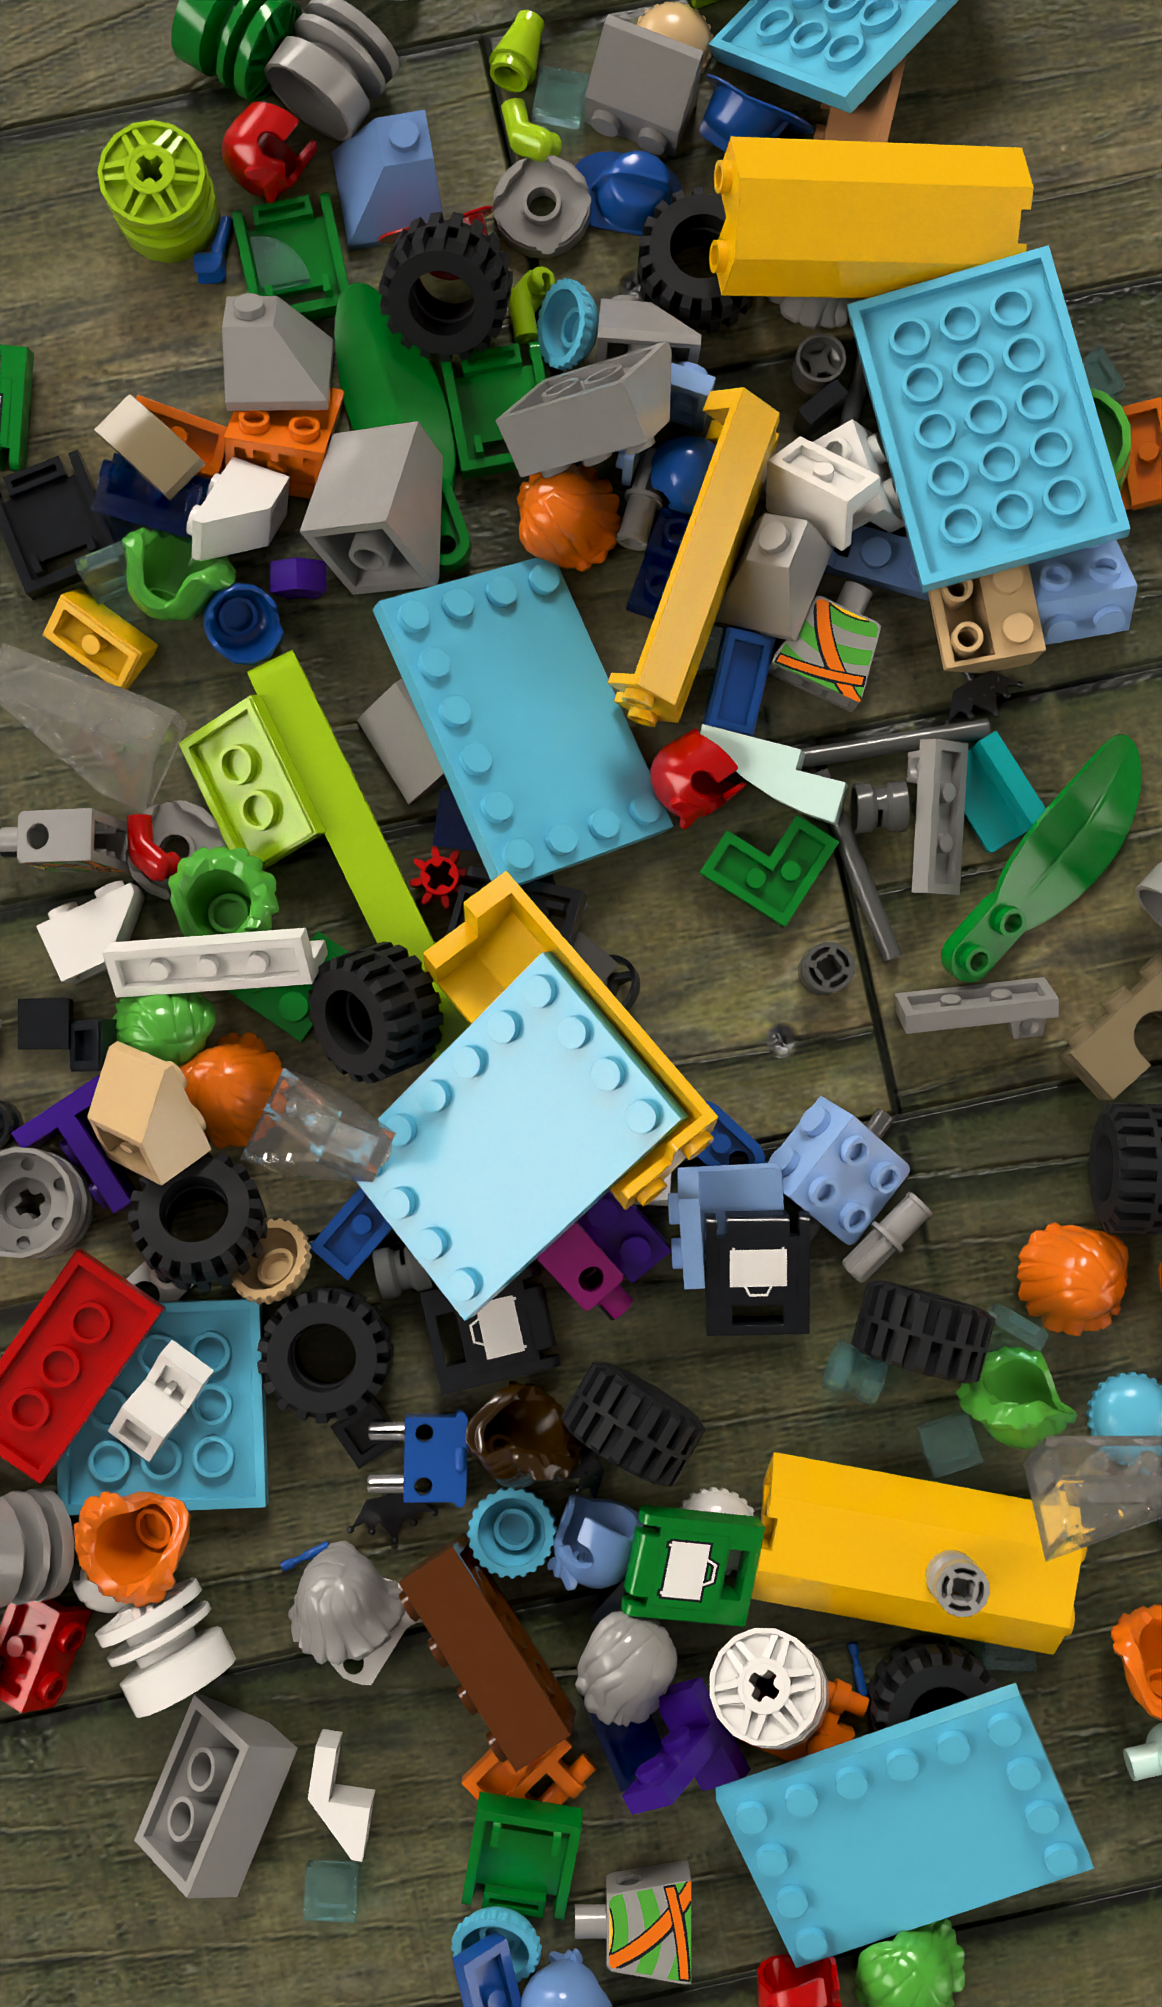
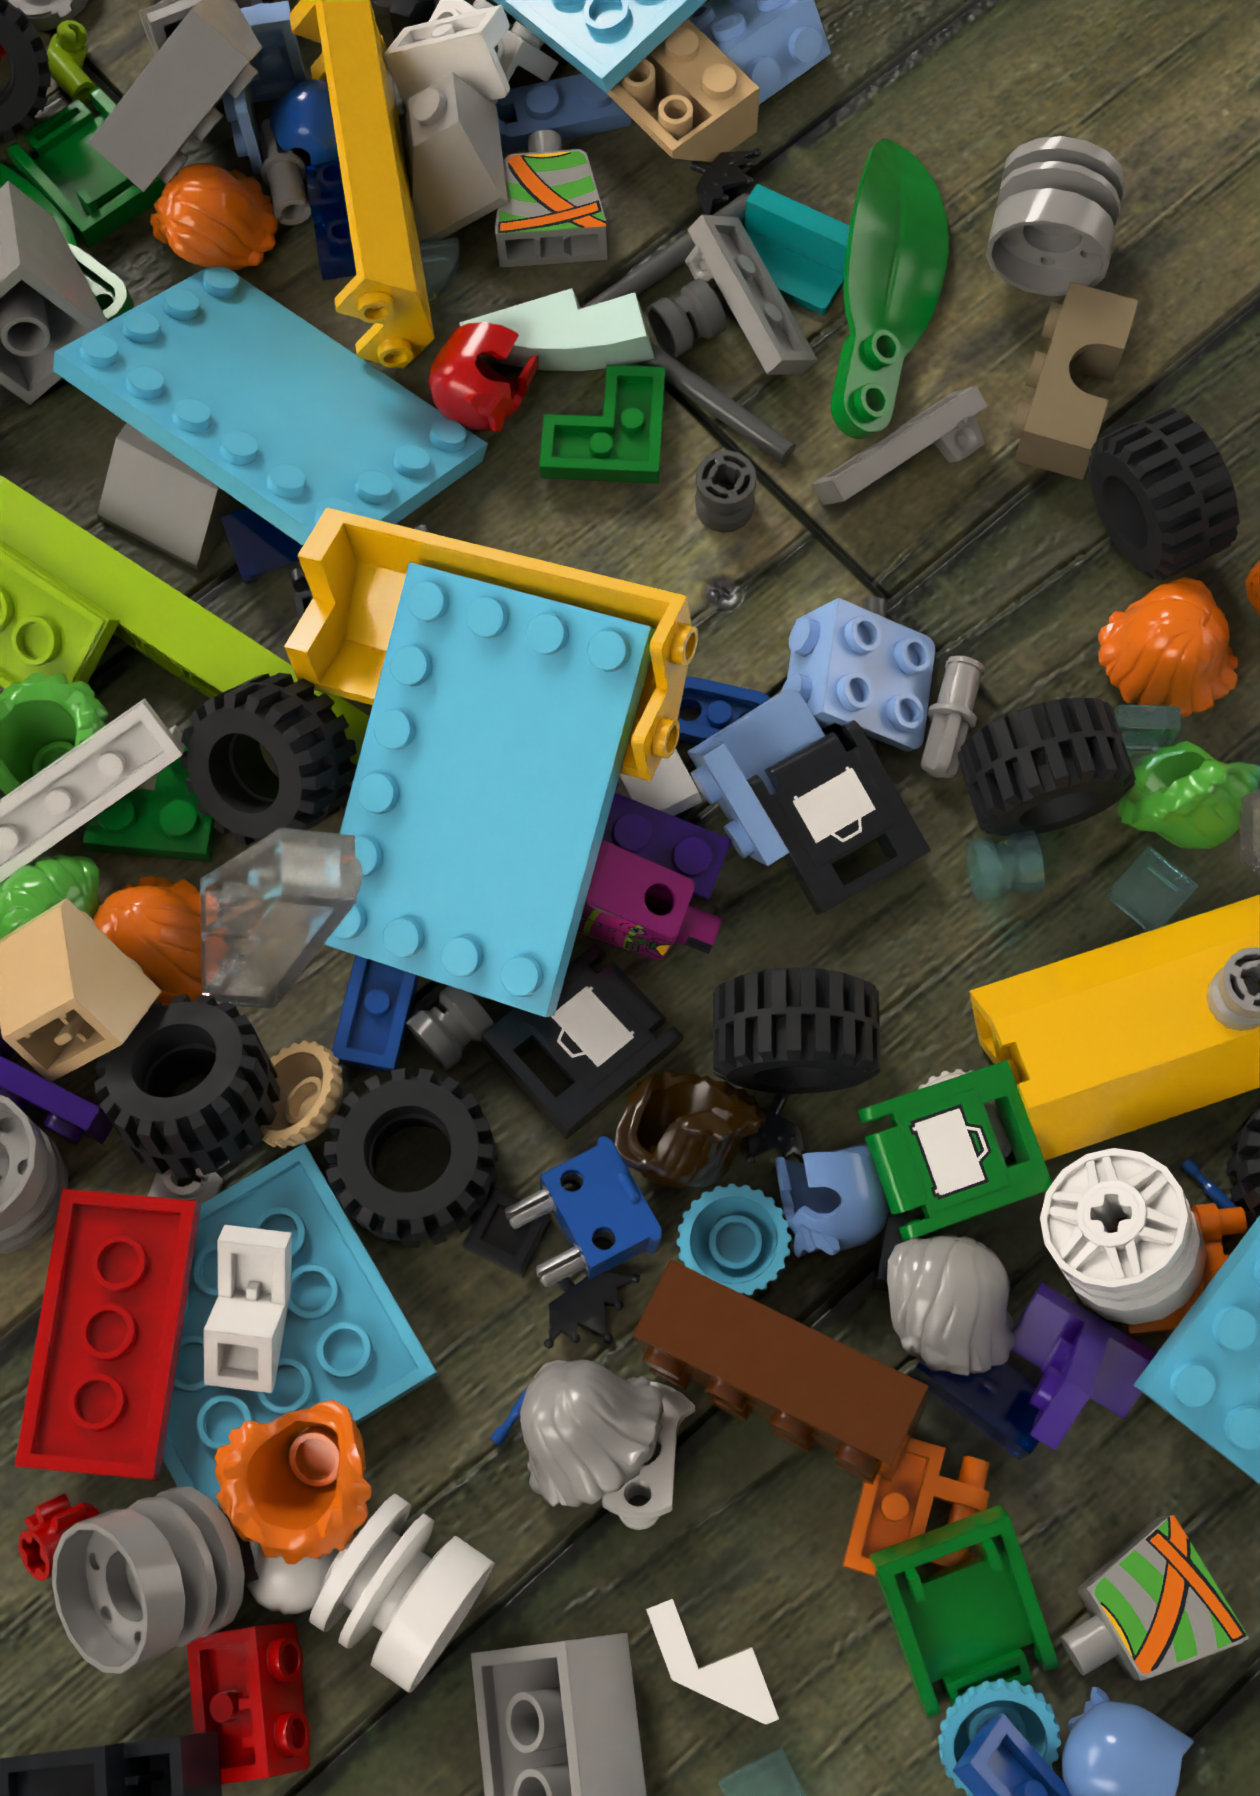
camera: 20 degrees left, 15 degrees down
(439, 864) = (267, 611): red gear -> none
(567, 324) = (115, 49): medium azure hat -> none
(738, 681) = (471, 269): blue tile -> none

